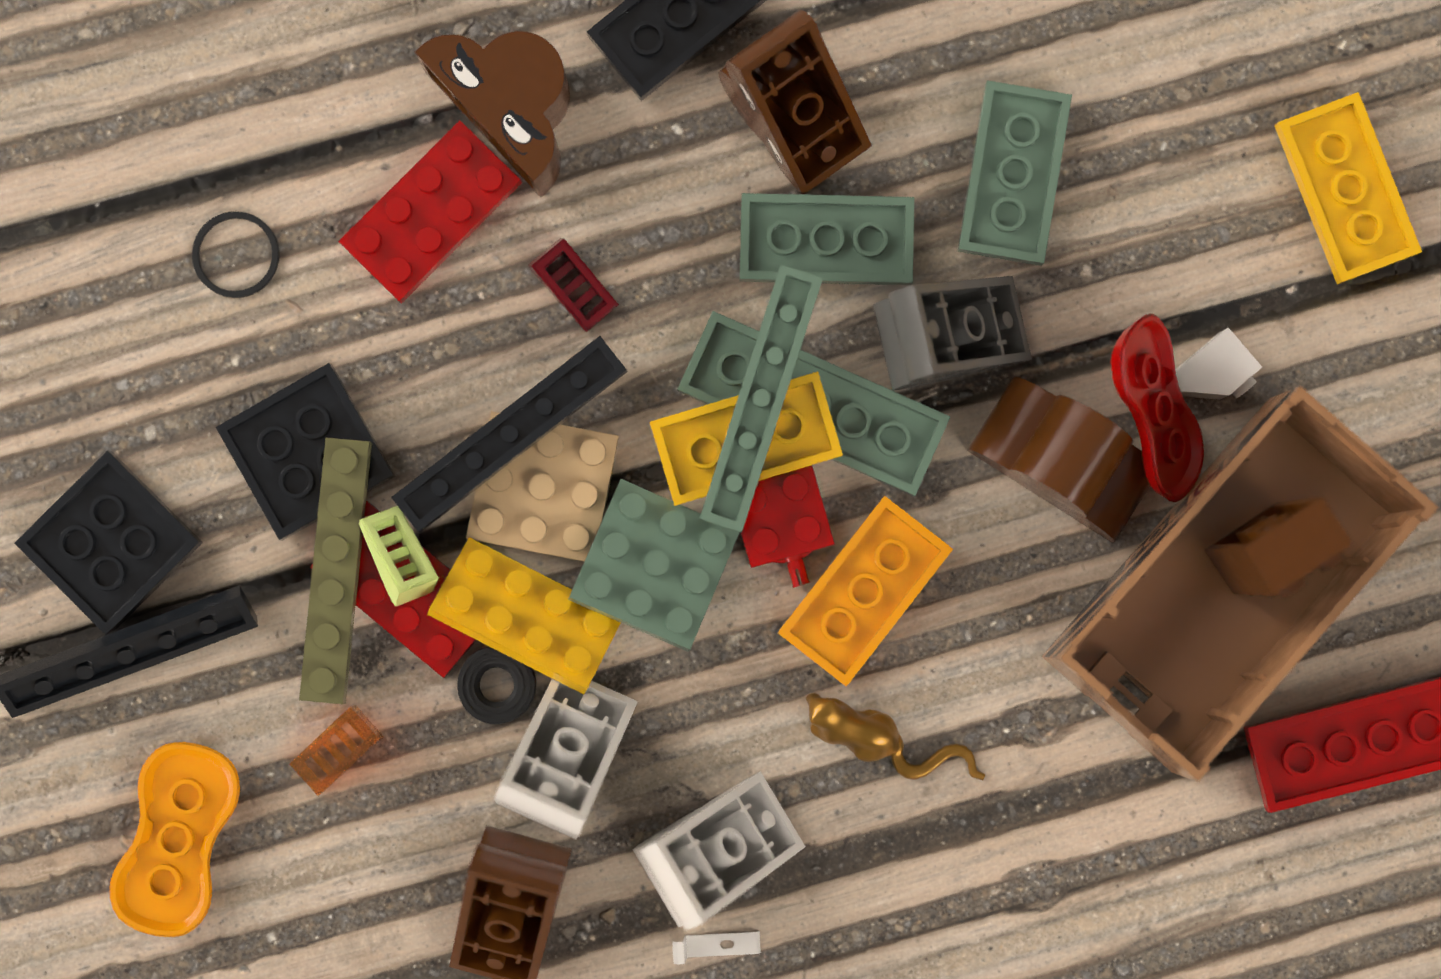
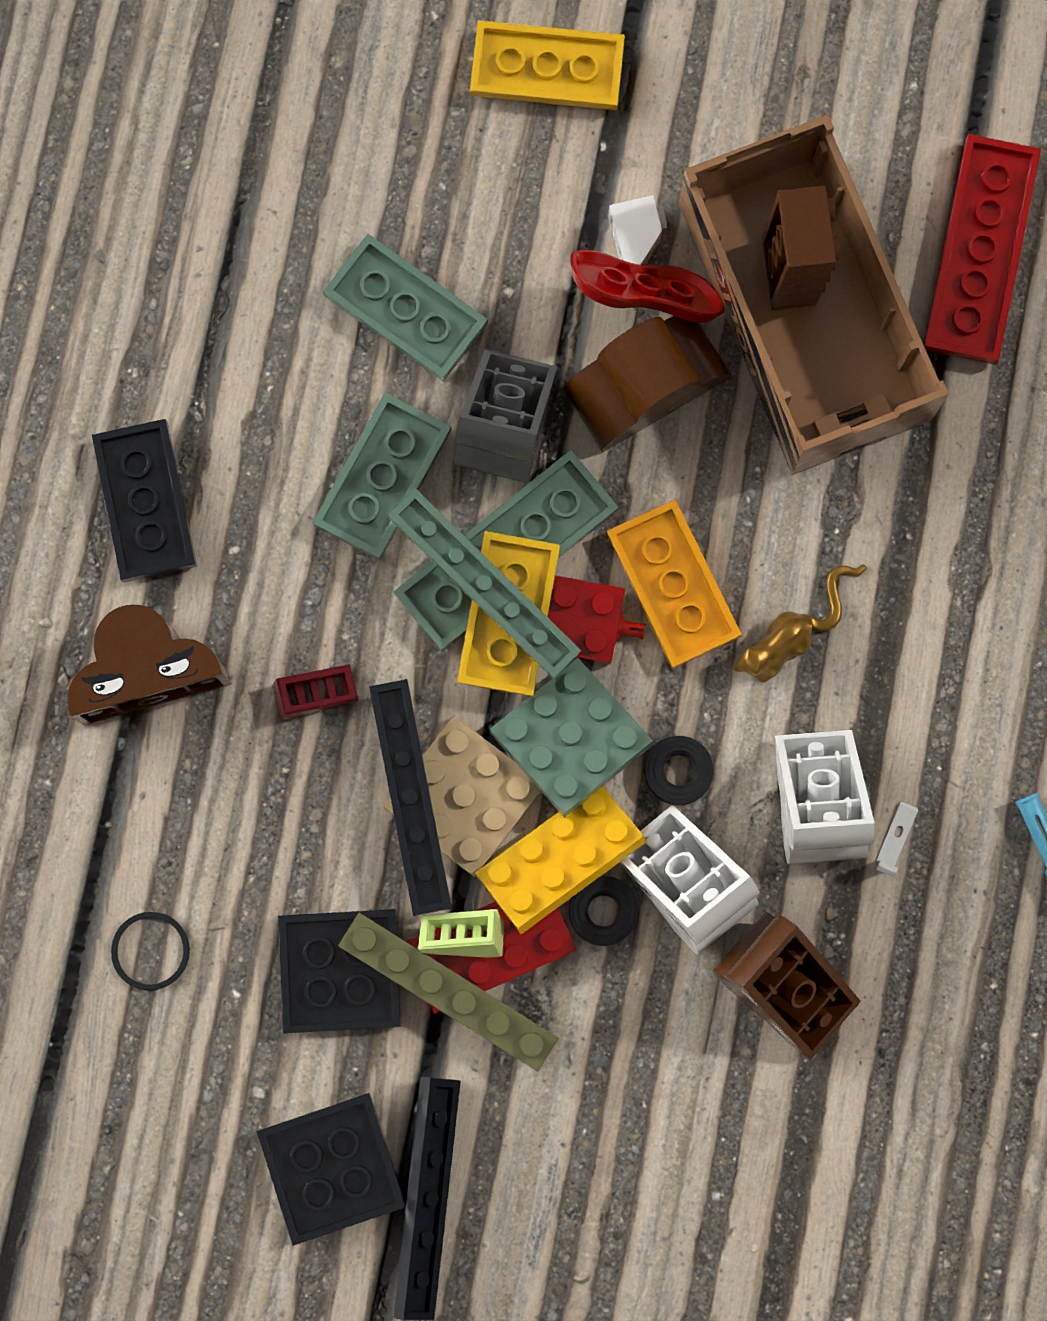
camera: 60 degrees left, 5 degrees down
(183, 805) = (623, 1253): light orange plate -> none
(361, 725) = (582, 1035): clear orange slope -> none
(430, 211) = (198, 776): red plate -> none
(668, 716) = (701, 763): none -> black tyre
(796, 102) = (264, 443): reddish brown brick -> none

